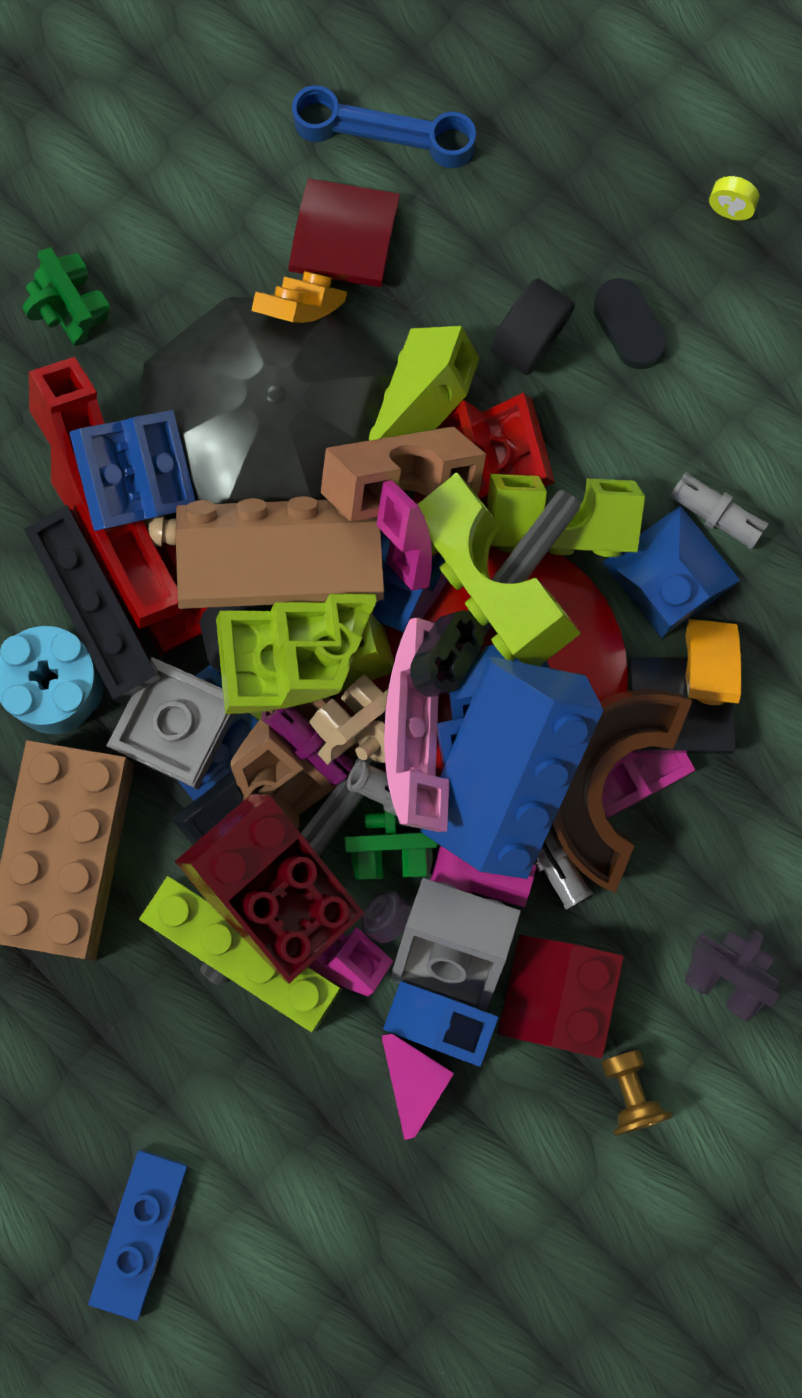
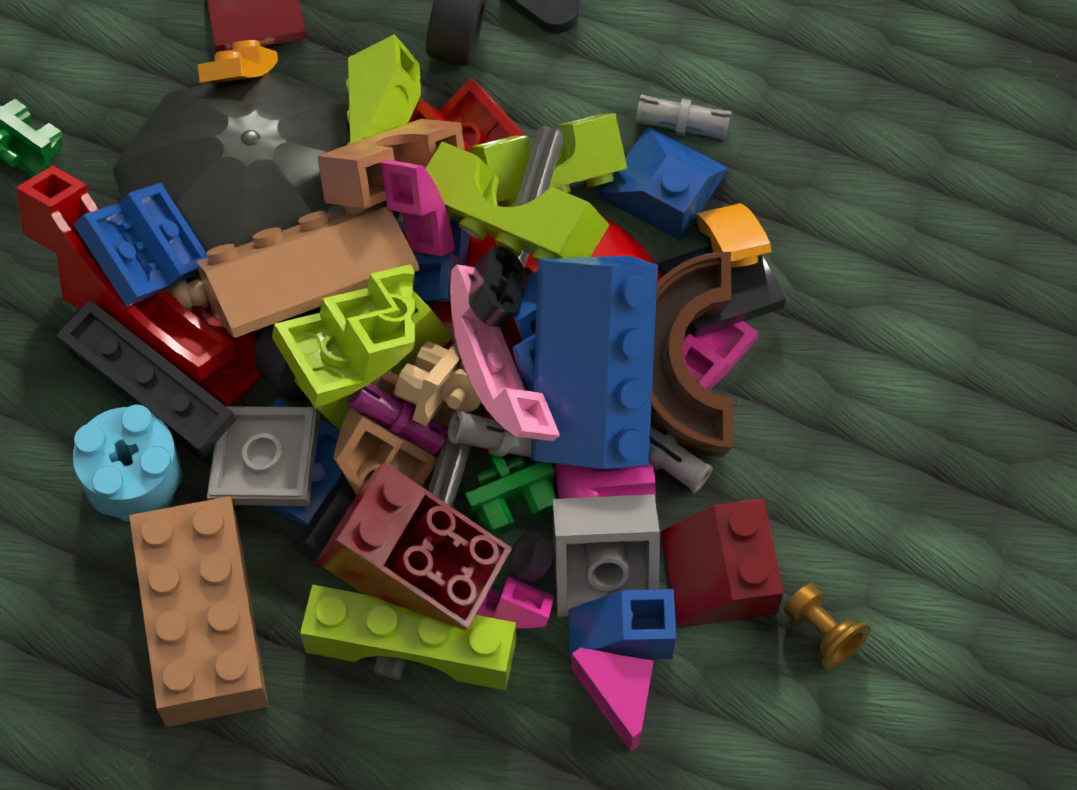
camera: 25 degrees left, 15 degrees down
(752, 984) = (890, 493): clear purple hips -> none

